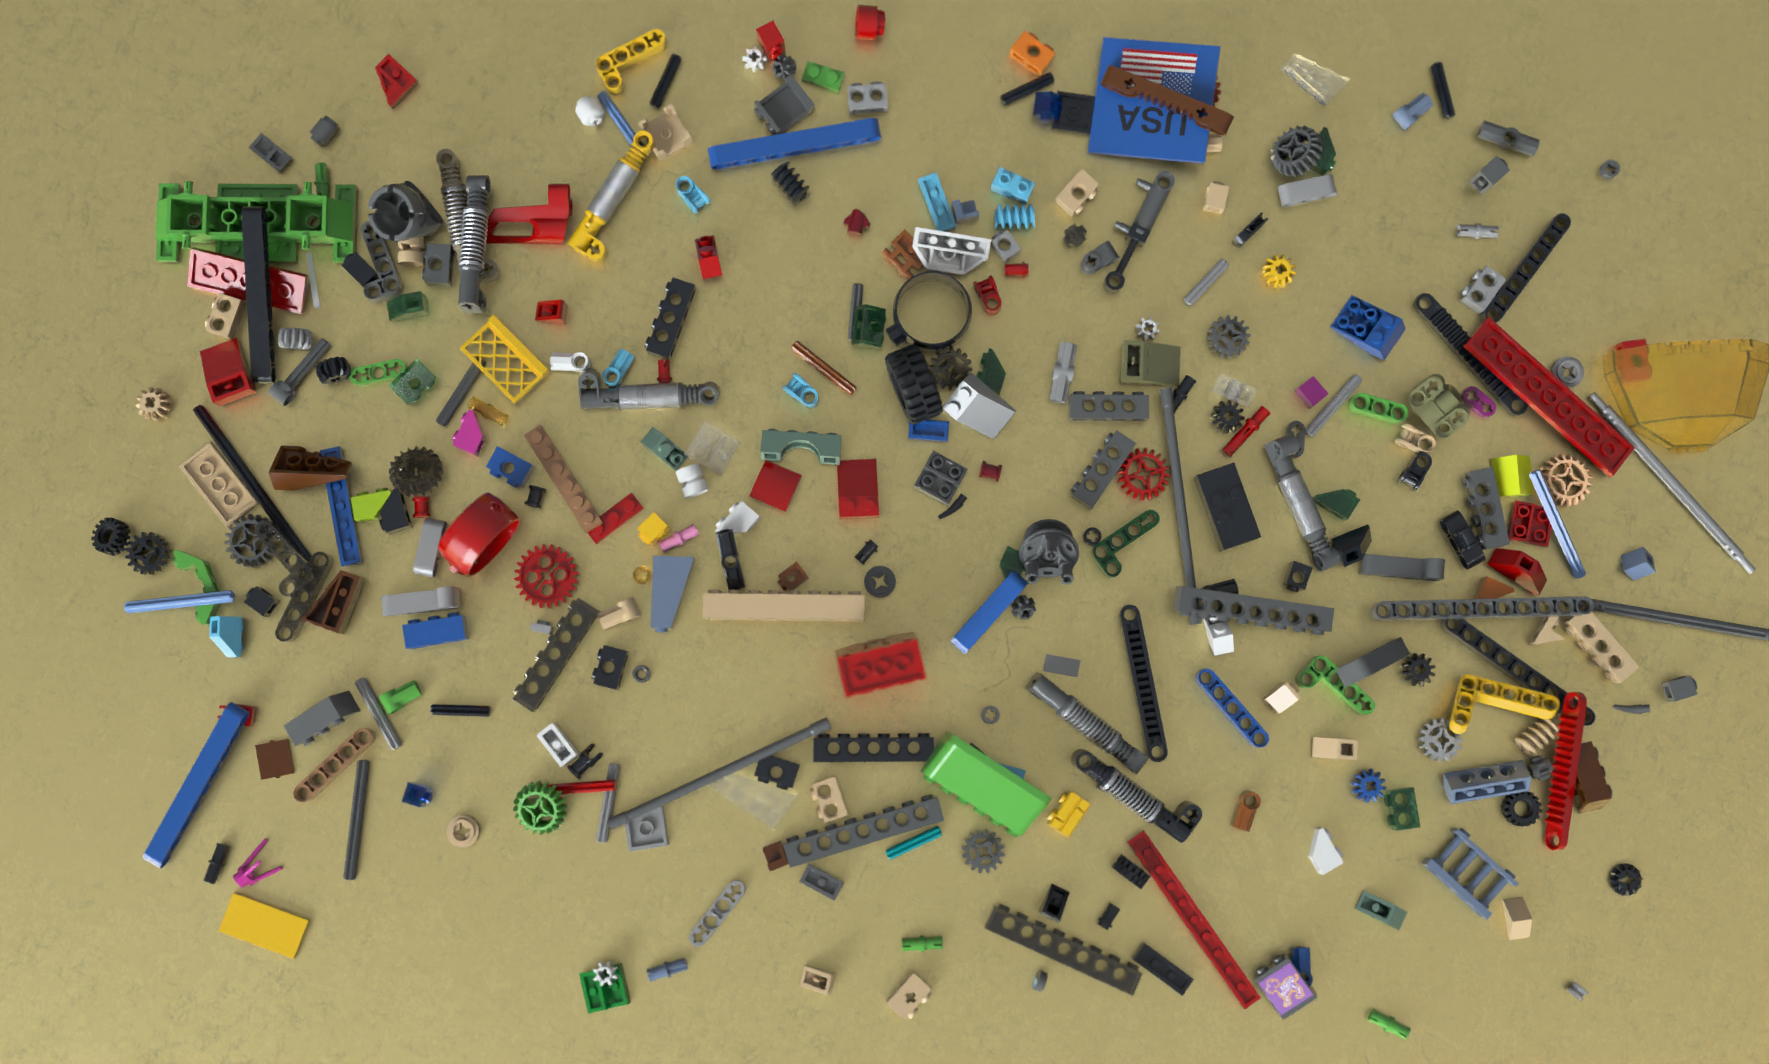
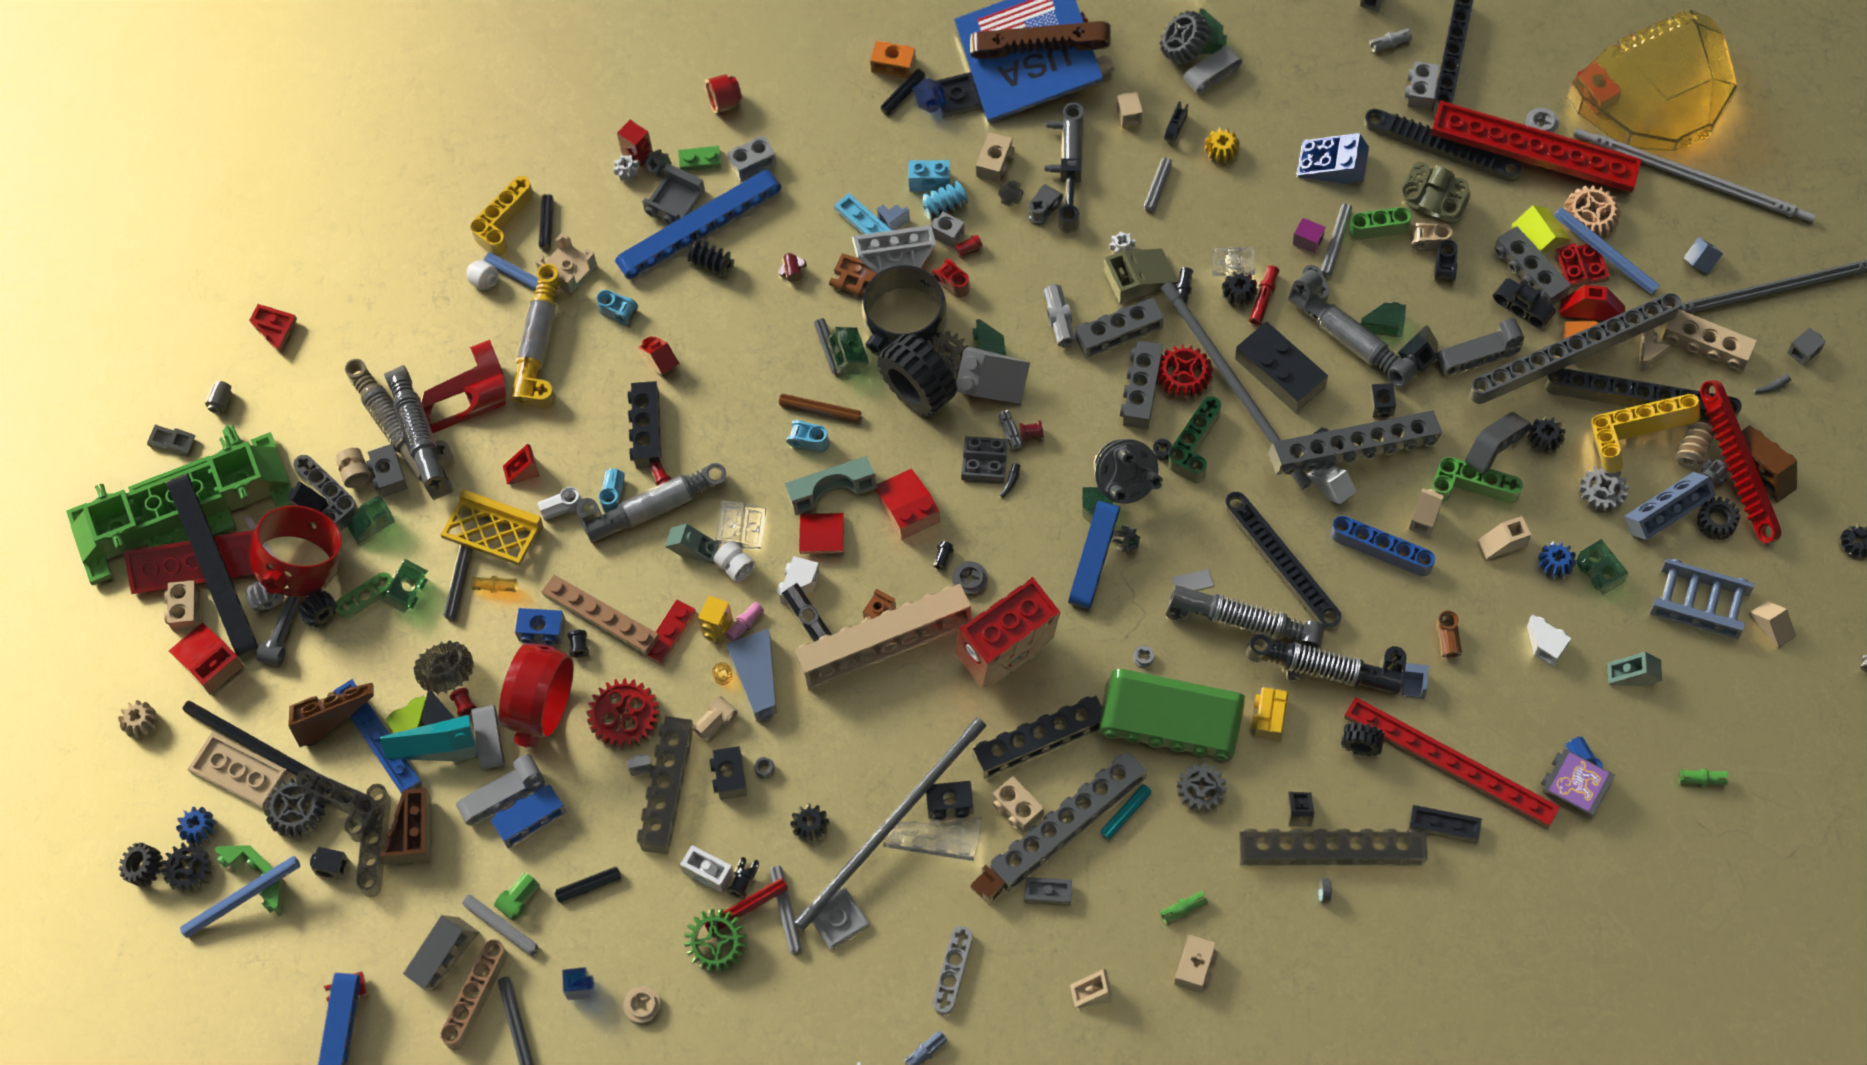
camera: 15 degrees left, 20 degrees down
(160, 520) = (196, 825): none -> blue gear
(226, 634) = (304, 910): medium azure slope -> none
(274, 759) = (405, 1020): reddish brown piece -> none
(304, 340) = (295, 522): none -> red cylinder
(387, 537) = (441, 741): none -> teal wedge
(402, 213) = (321, 427): dark grey piece -> none
(470, 435) = (486, 613): dark pink slope -> none
(651, 743) = (818, 825): none -> black gear
(929, 430) = (951, 420): blue plate -> none
(974, 461) = (1010, 430): none -> dark grey axle
(1108, 916) = (1362, 800): black pin -> none
(1200, 838) = (1415, 681): none -> sand blue panel
(1240, 335) = (1205, 217): dark grey gear -> none
(1481, 398) = (1474, 180): magenta beam -> none

